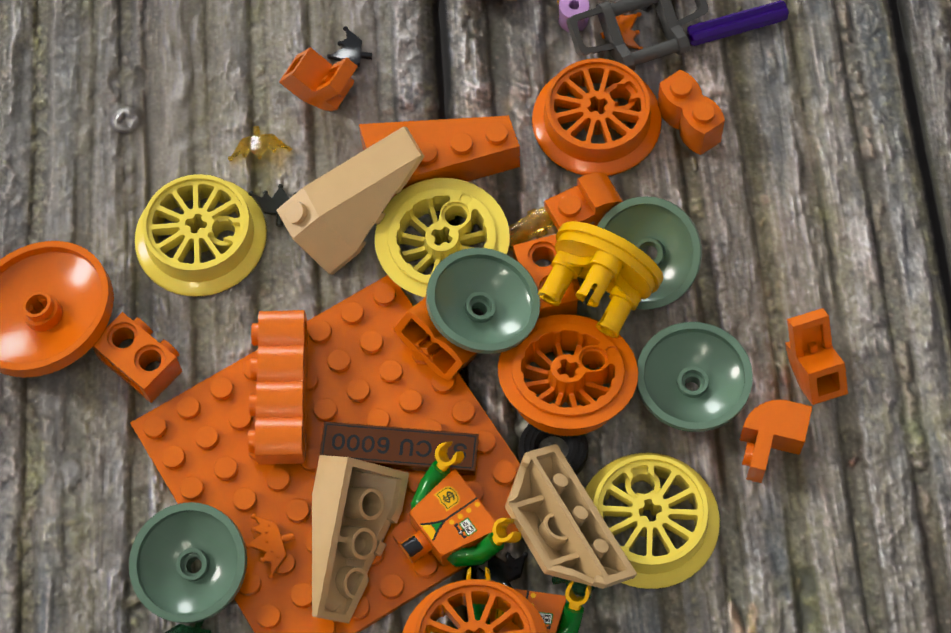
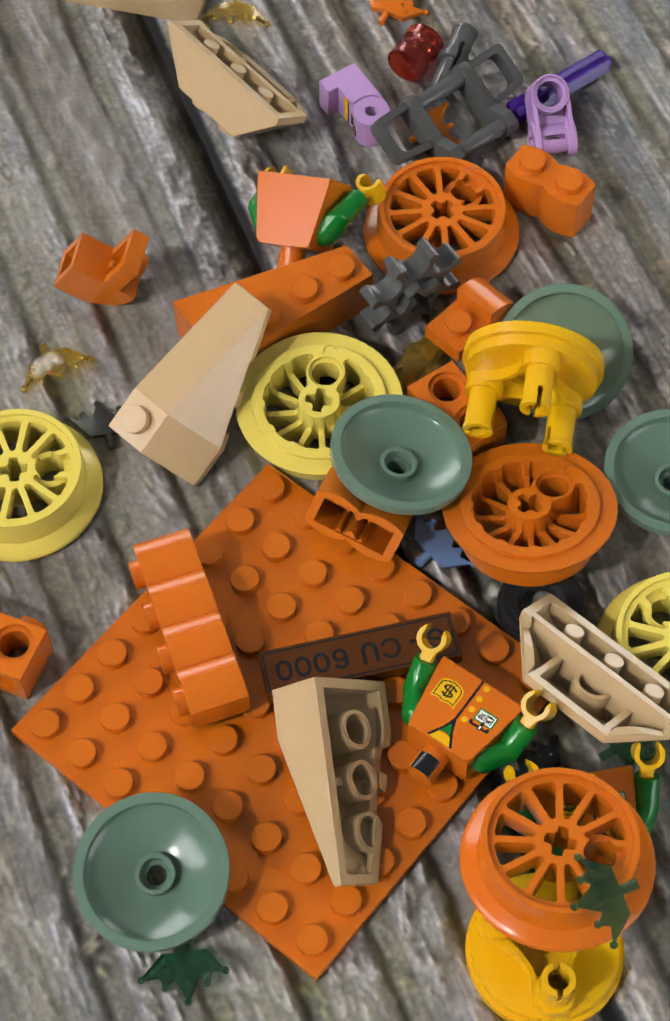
camera: 20 degrees left, 5 degrees down
(270, 543) = (244, 817): orange piece -> none
(351, 49) = (122, 226): black piece -> none
(488, 78) = (307, 211): none -> orange torso
(489, 373) = (437, 545): none -> medium blue piece
(545, 164) = (410, 286): none -> dark grey gear
(715, 54) = (552, 121): none -> lavender piece

